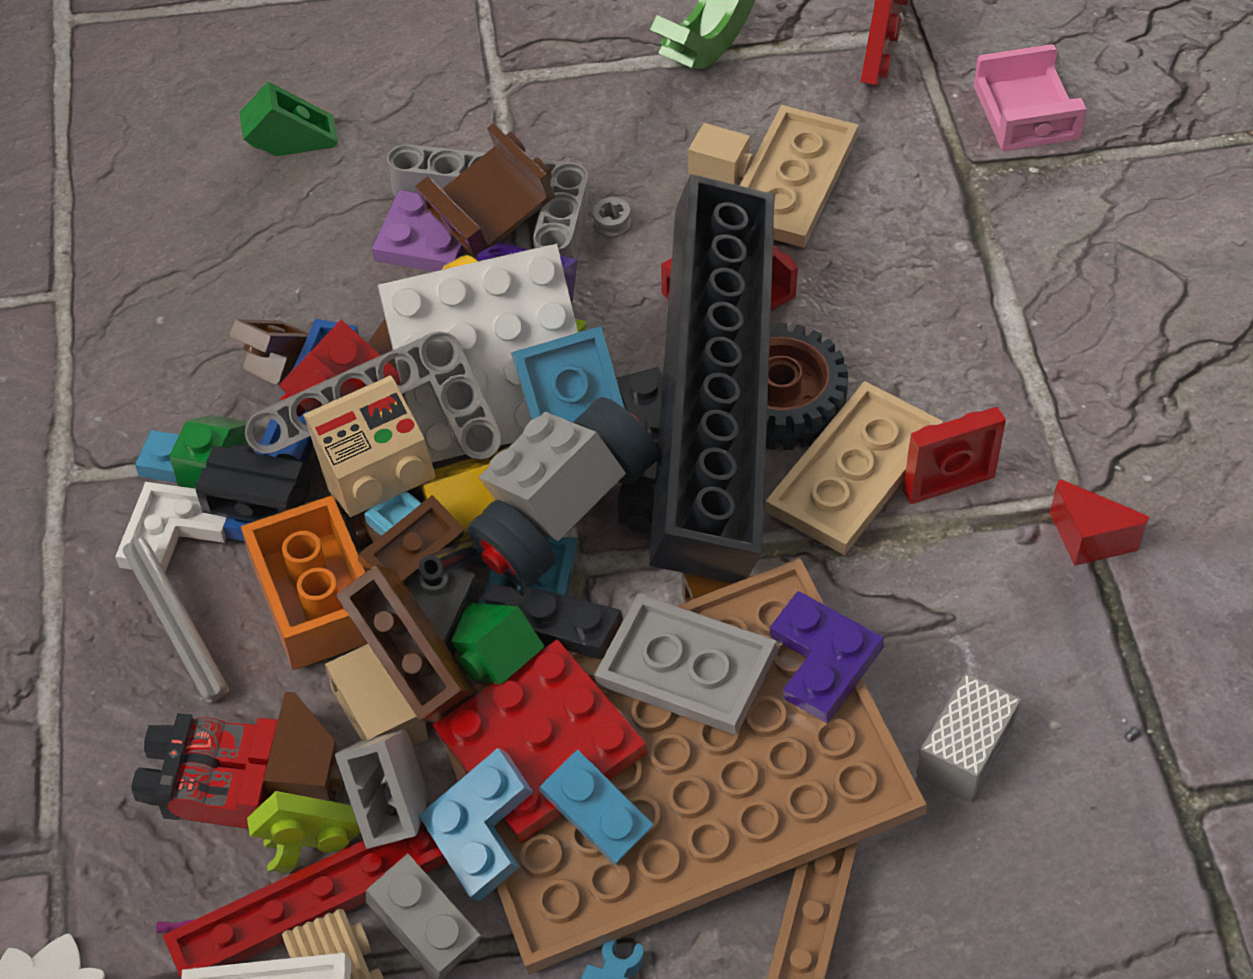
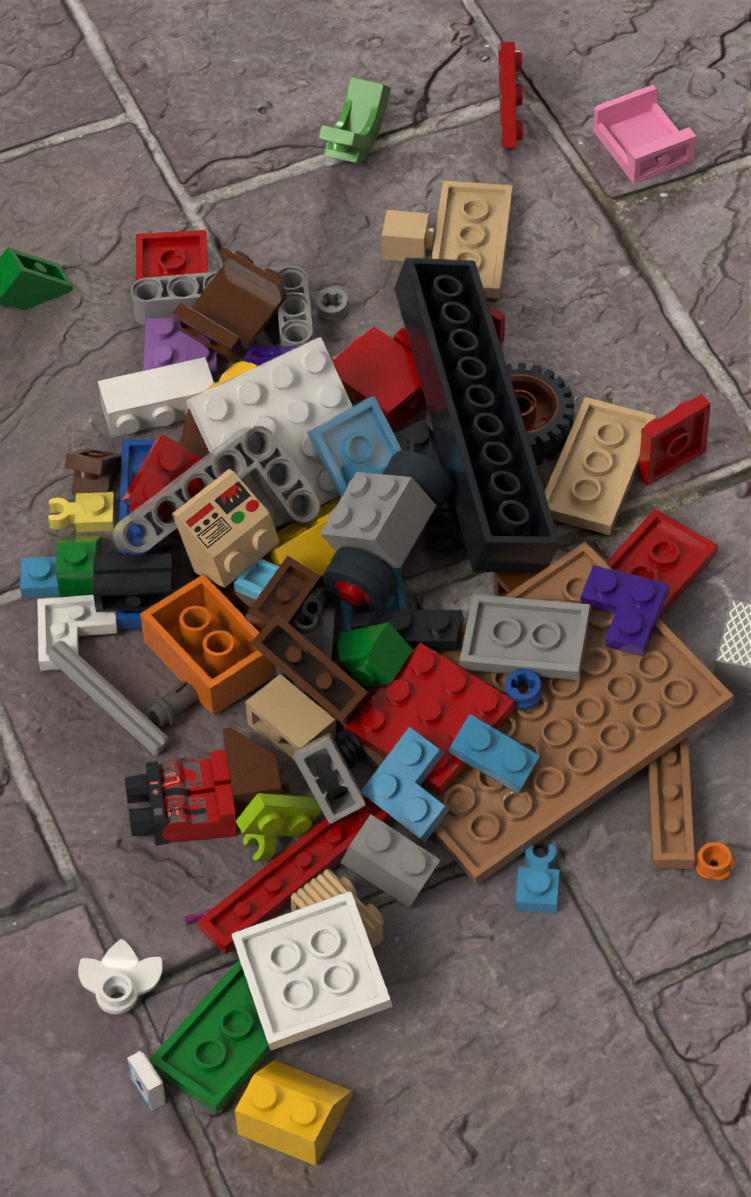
camera: 15 degrees left, 0 degrees up
(243, 394) = (89, 513): none -> light yellow plate
(248, 645) = (164, 710): none -> dark grey pin
(348, 276) = (152, 396): none -> white brick
(430, 753) = (350, 748): none -> black bush
(453, 125) = (171, 253): none -> red plate
(630, 306) = (385, 370): none -> red panel
(654, 717) = (521, 677): none -> blue bush
(898, 597) = (664, 553): none -> red plate

